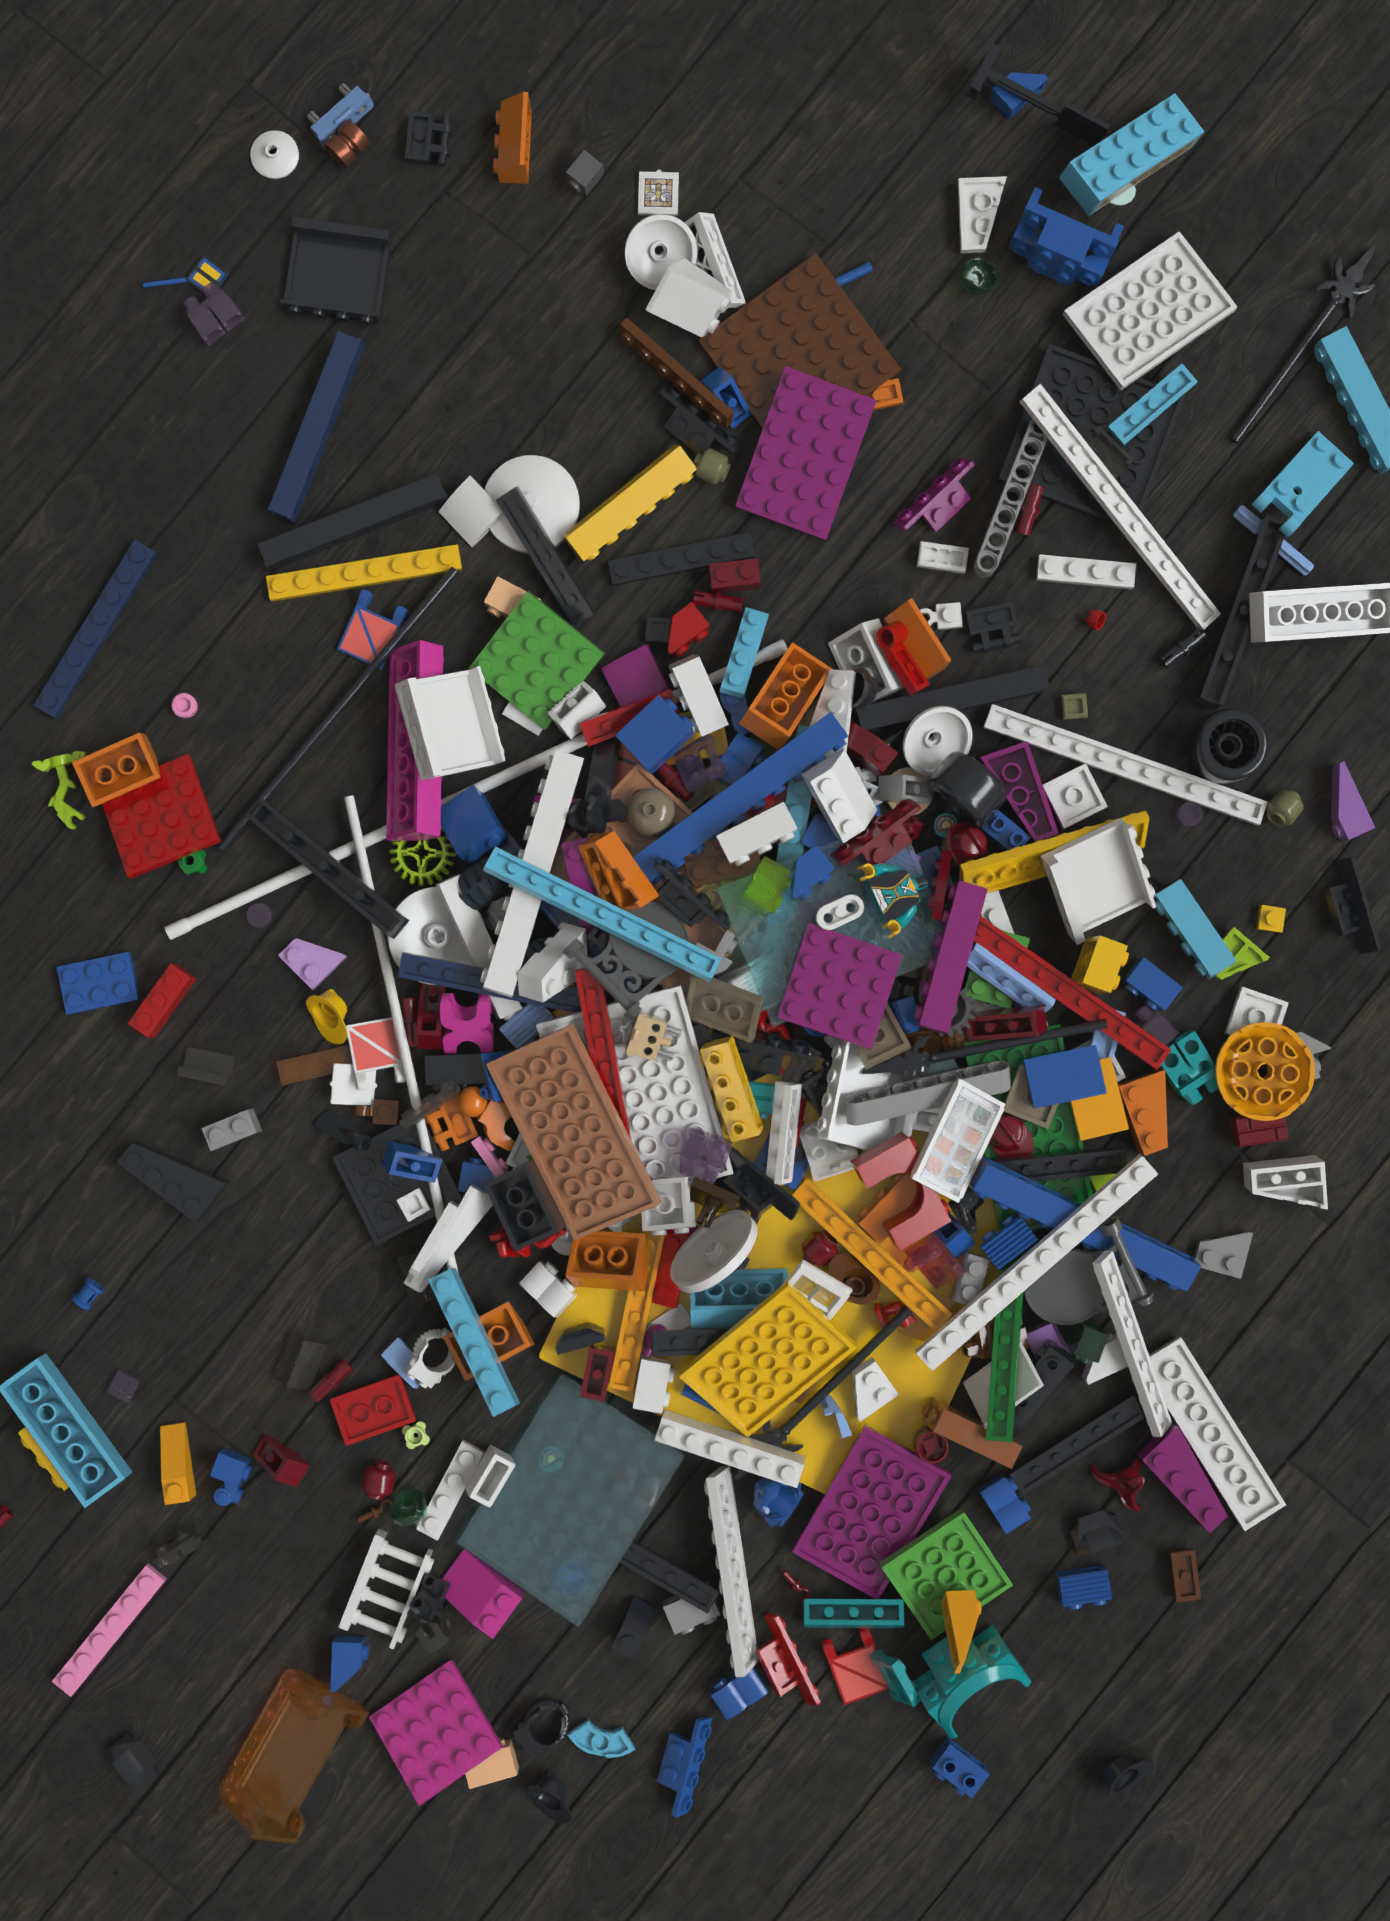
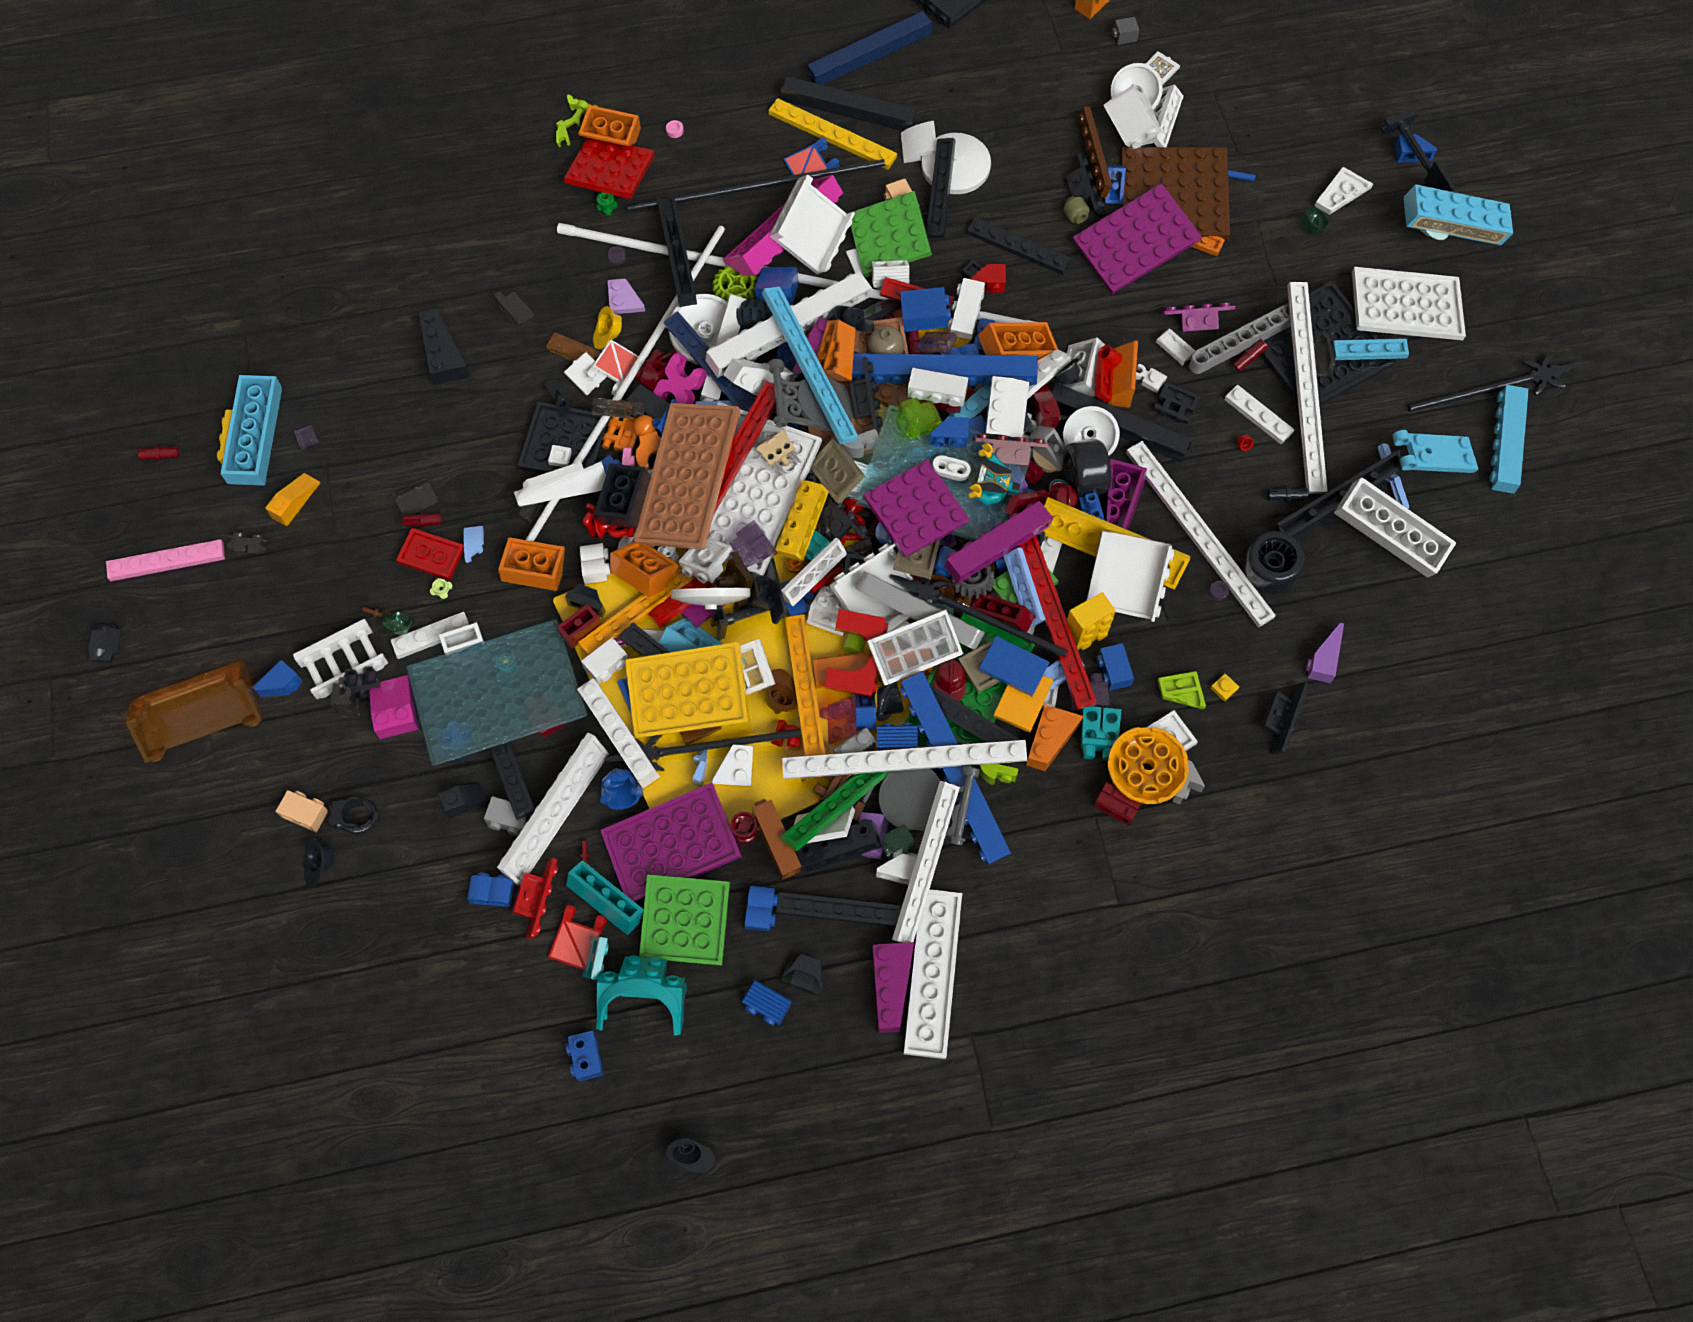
camera: 45 degrees right, 20 degrees down
(87, 1294) = (335, 372): blue bush -> none
(95, 629) = (662, 62): dark blue plate -> none
(98, 983) = (497, 226): blue plate -> none
(162, 1000) = (523, 255): red brick -> none
(231, 1129) = (496, 346): light grey brick -> none
(231, 1469) = (319, 527): blue brick -> none
(280, 1461) = (351, 541): dark red slope -> none
(378, 1480) = (396, 593): dark red head -> none
(383, 1111) = (585, 398): reddish brown plate -> none
(411, 1162) = (580, 430): blue slope -> none
(417, 1369) = (476, 548): white piece -> none
(436, 1732) = (288, 763): dark pink plate -> none
(474, 1341) = (523, 548): medium azure brick -> none
(601, 1742) = (378, 856): medium azure tile -> none
(629, 503) = (1013, 195): yellow brick -> none
(635, 676) = (940, 277): magenta slope -> none
(682, 1764) = (416, 910): blue bracket -> none
(718, 601) = (1021, 279): dark red pin -> none
(734, 576) = (1042, 271): dark red brick -> none
(744, 653) = (1014, 309): medium azure plate -> none
(819, 1248) = (778, 658): dark red head -> none
(960, 1618) = (668, 948): light orange slope -> none
(1062, 245) = (1376, 228): blue piece -> none
(1074, 706) = (1192, 480): olive tile -> none
(1074, 796) = (1153, 524): white plate -> none
(1126, 1482) = (849, 956): dark red piece -> none
(1184, 1575) = (840, 1051): reddish brown plate -> none
(1194, 929) = (1168, 652): medium azure brick -> none
(1224, 1254) = (1032, 866): light grey wing -> none
(1284, 808) = (1283, 627): olive head -> none
(1289, 1179) = (1112, 847): white wedge -> none

